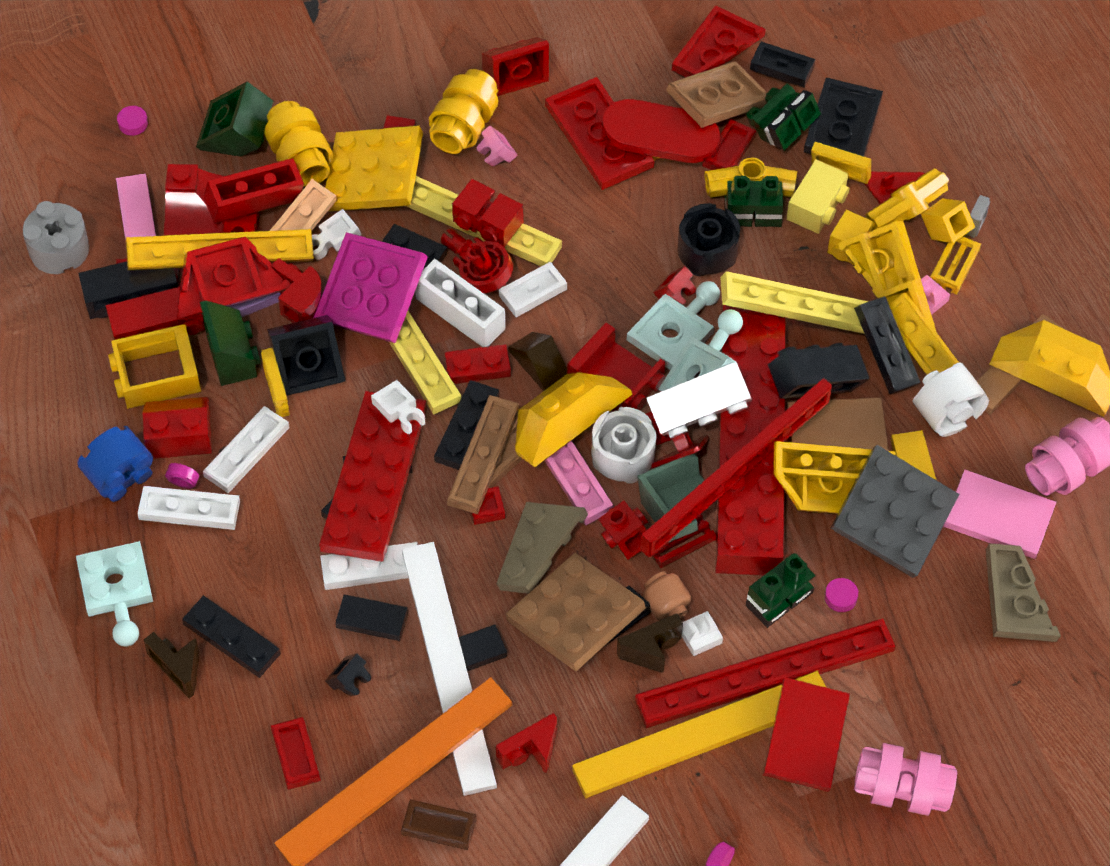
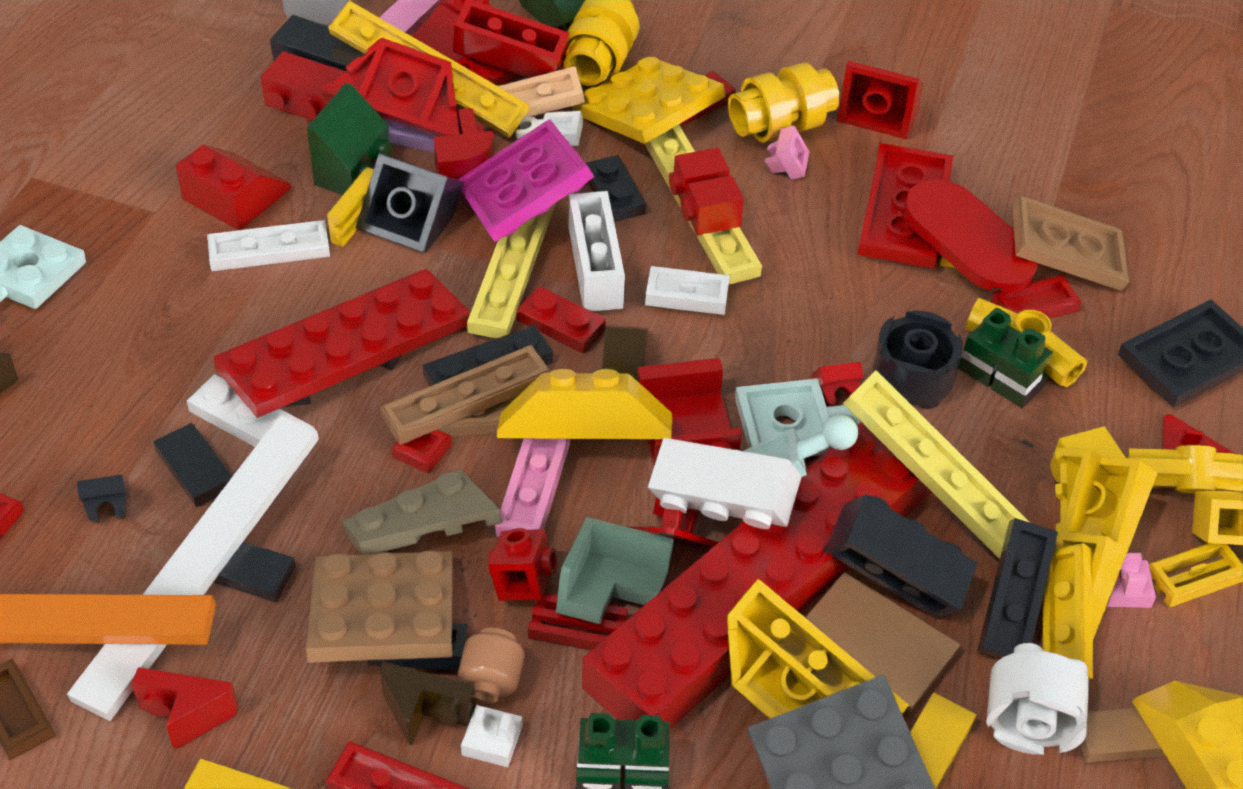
camera: 40 degrees right, 10 degrees down
(116, 462) = (136, 170): blue brick -> none
(148, 345) = (263, 99): yellow window -> none
(181, 475) = (183, 224): dark pink tile -> none
(188, 507) = (157, 254): white plate -> none
(231, 636) = (56, 387): black plate -> none
(399, 404) = (428, 290): white plate -> none
(479, 262) = (654, 235): red pin -> none
(623, 444) = (612, 479): white brick -> none
(716, 42) = (1119, 201): red wing -> none
(735, 468) = (689, 576): red tile -> none
(782, 64) = (1173, 262): black plate -> none
(784, 115) = (1124, 302): dark green hips -> none
(817, 197) = (1088, 399): light yellow brick -> none
(855, 165) = (1149, 385): yellow tile -> none

